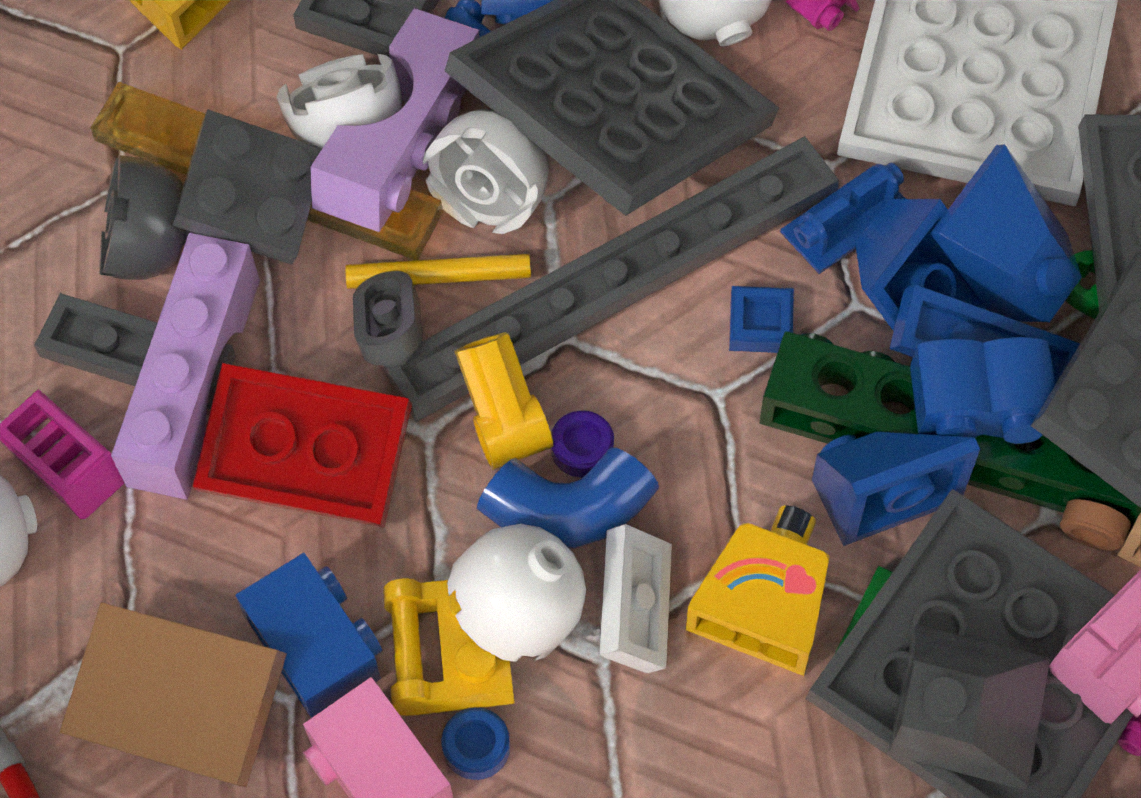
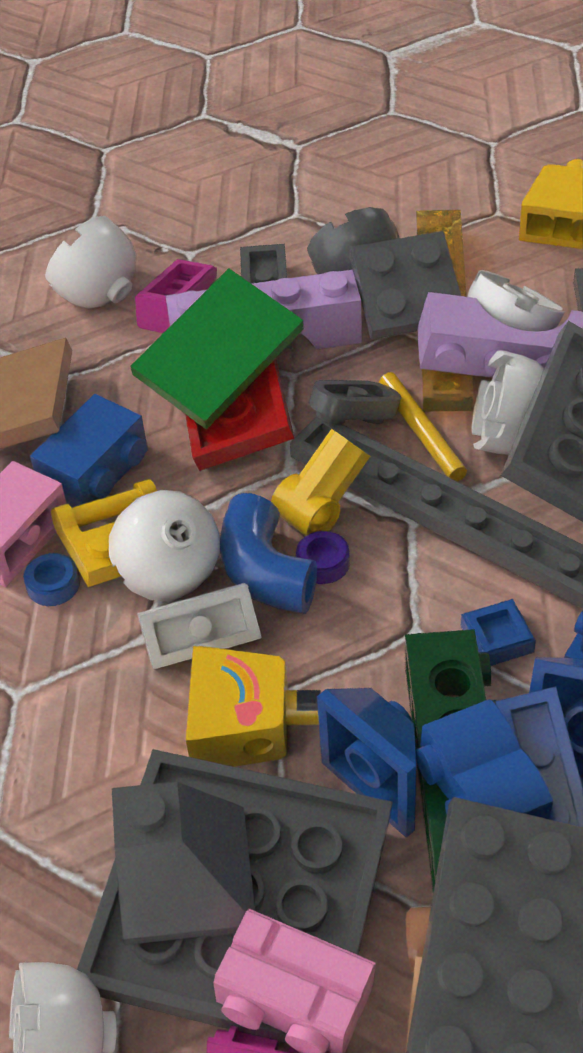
camera: 70 degrees right, 15 degrees down
(249, 426) = (217, 348): none -> green tile

